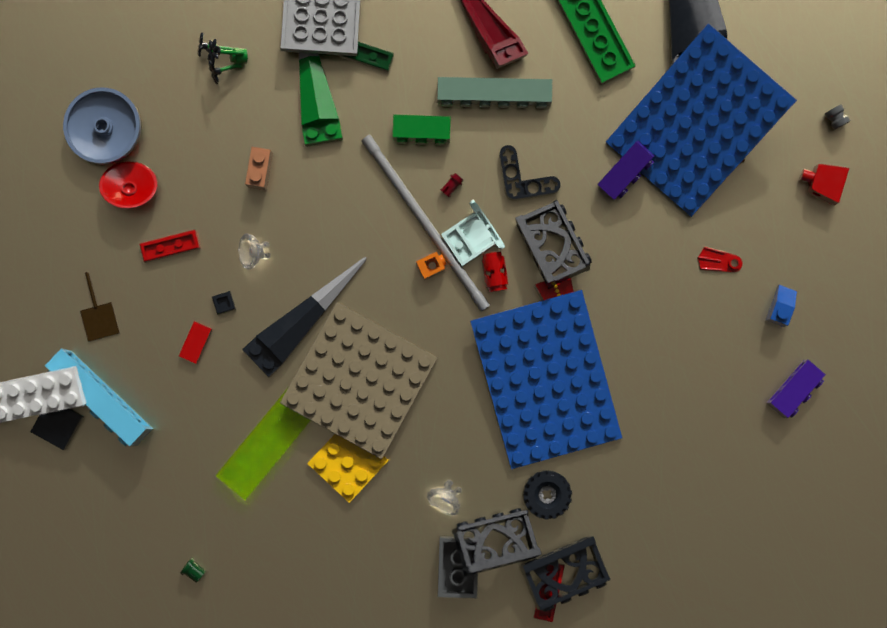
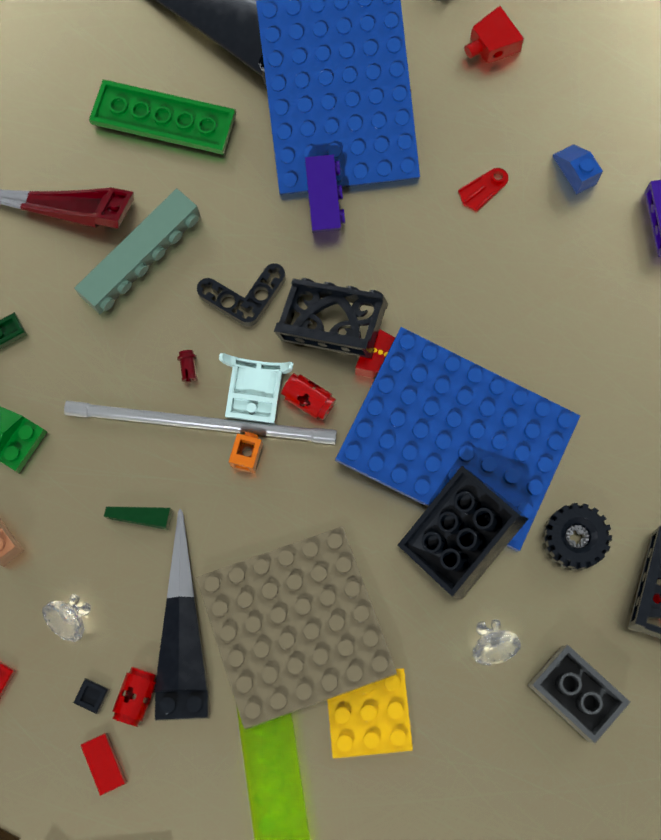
camera: 40 degrees left, 10 degrees down
(235, 331) = (133, 710): none -> red piece
(347, 245) = (145, 516): none -> dark green piece
(421, 129) = (108, 347): green brick -> none
(482, 564) = (597, 663): black fence -> none
(491, 428) = (462, 532): none -> black slope

